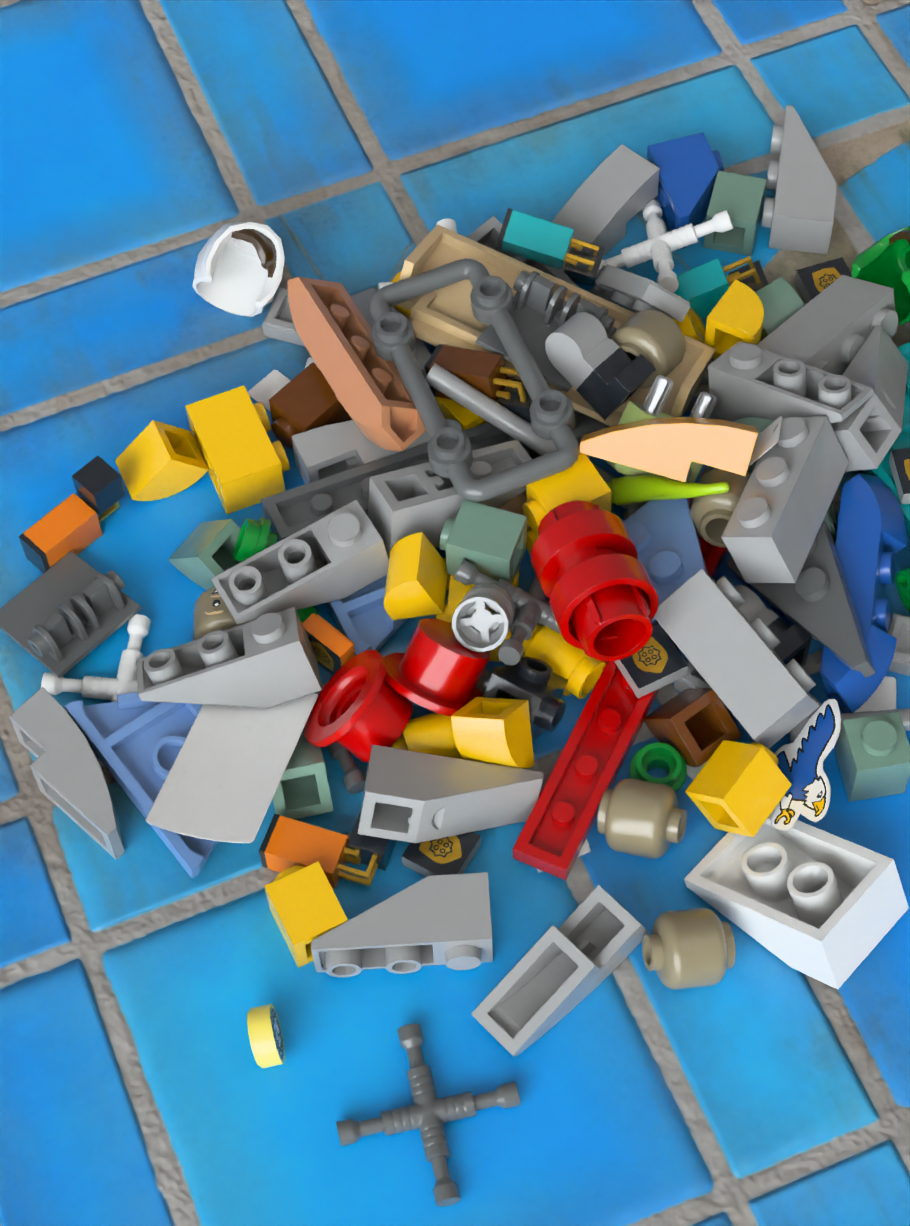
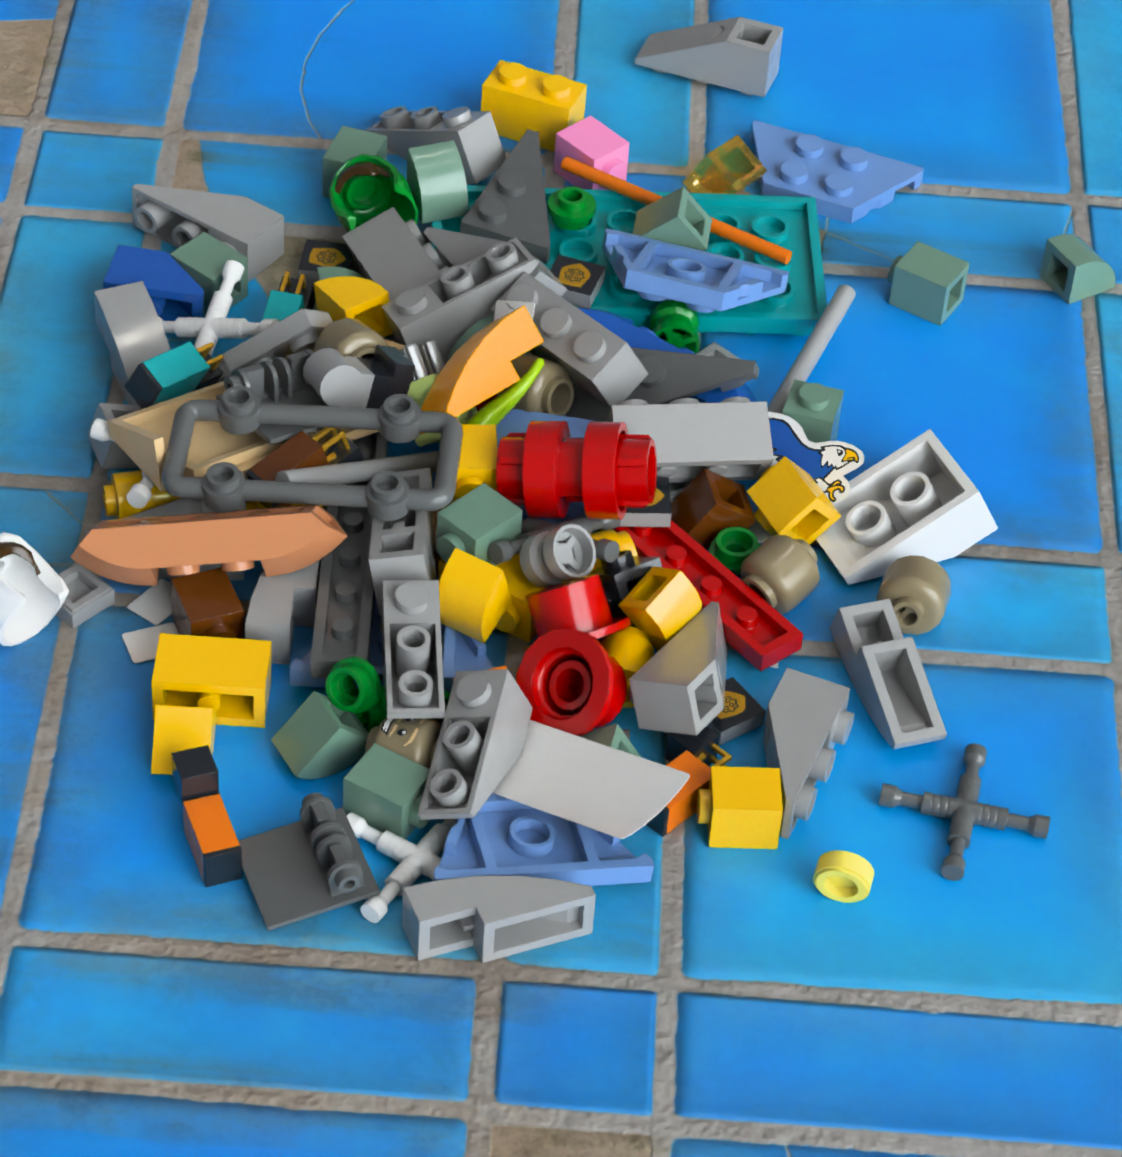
camera: 70 degrees left, 15 degrees down
(167, 619) = (386, 791): none -> sand green brick

